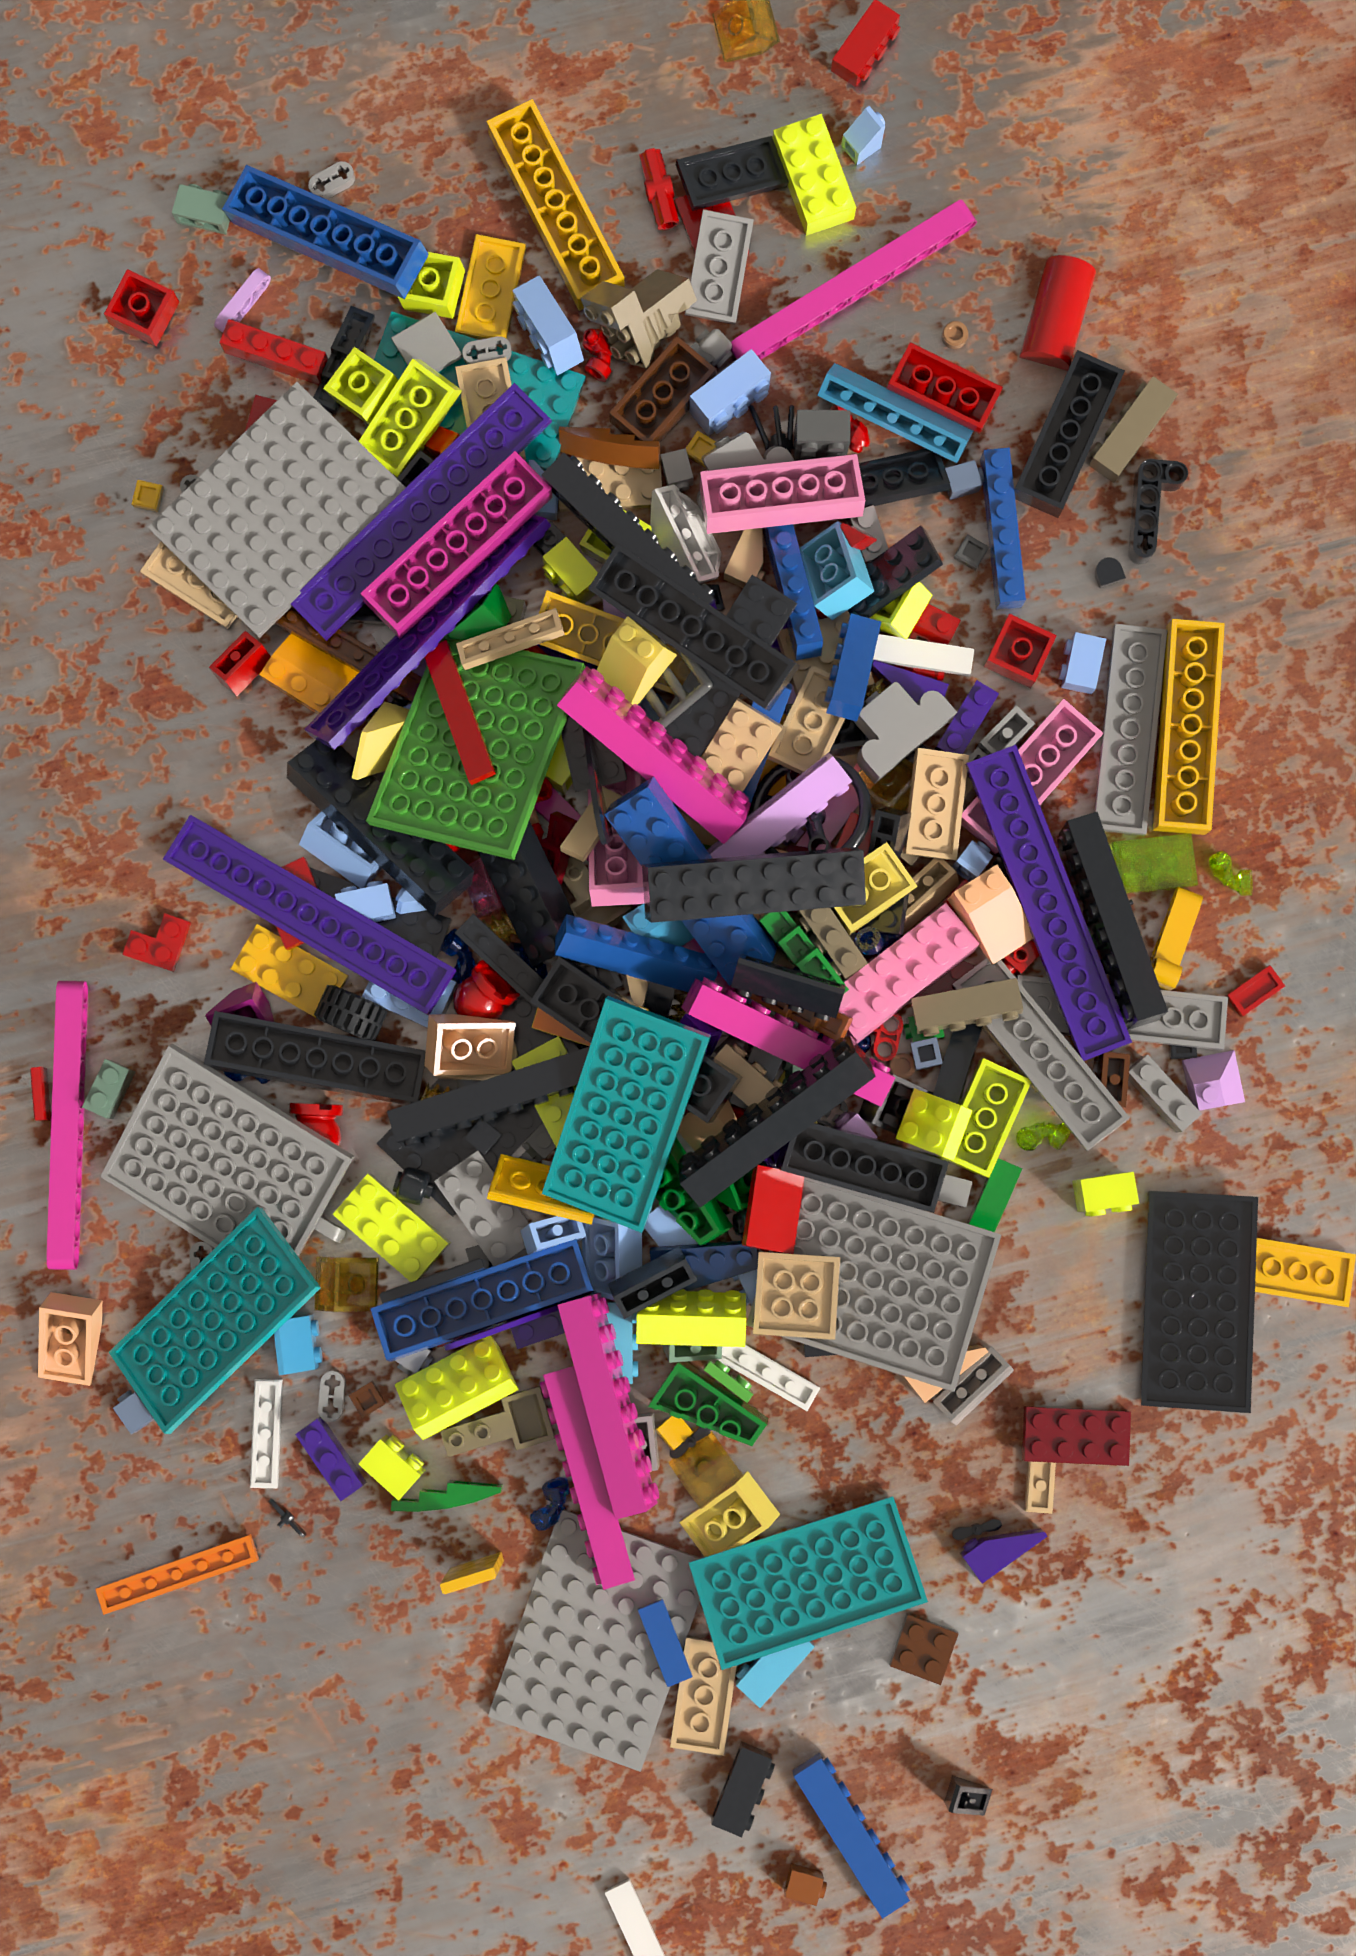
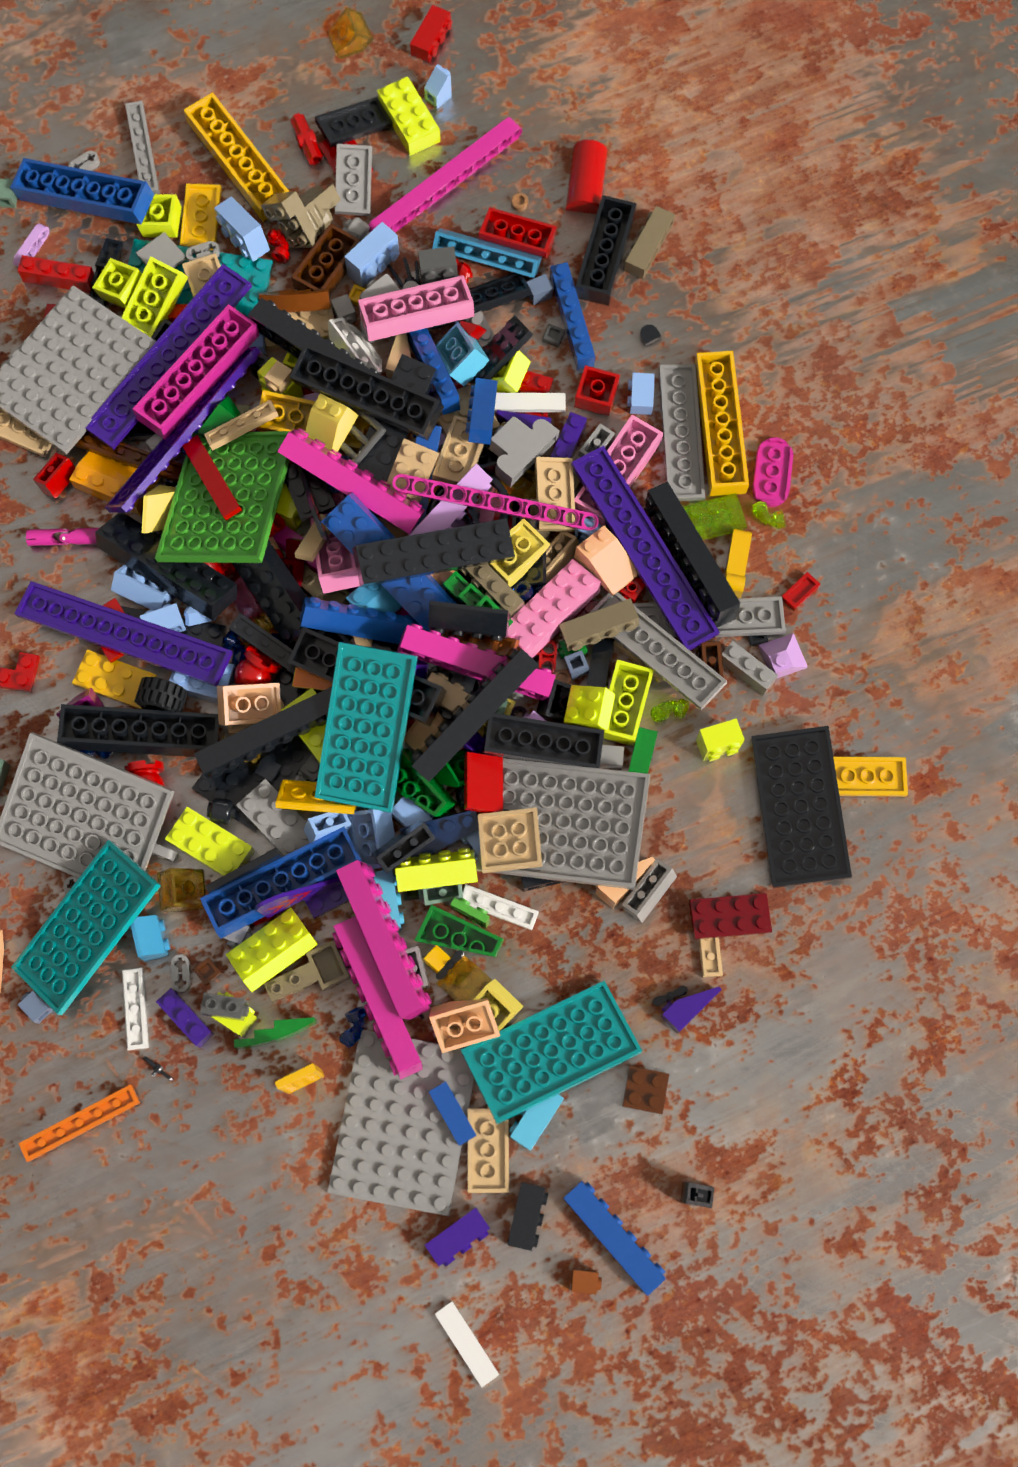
camera: 10 degrees left, 10 degrees down
(257, 756) = (46, 537): none -> dark pink piece
(385, 1464) = (224, 1007): none -> dark grey brick
(419, 166) = (142, 144): none -> light grey plate
(572, 574) = (278, 378): none -> tan brick
(648, 1801) = (458, 1237): none -> dark purple brick
(696, 1529) = (463, 1023): none -> light nougat slope
(860, 827) = (504, 502): none -> dark pink beam
(1150, 512) = (669, 276): black beam -> none
(1248, 808) = (772, 472): none -> dark pink tile

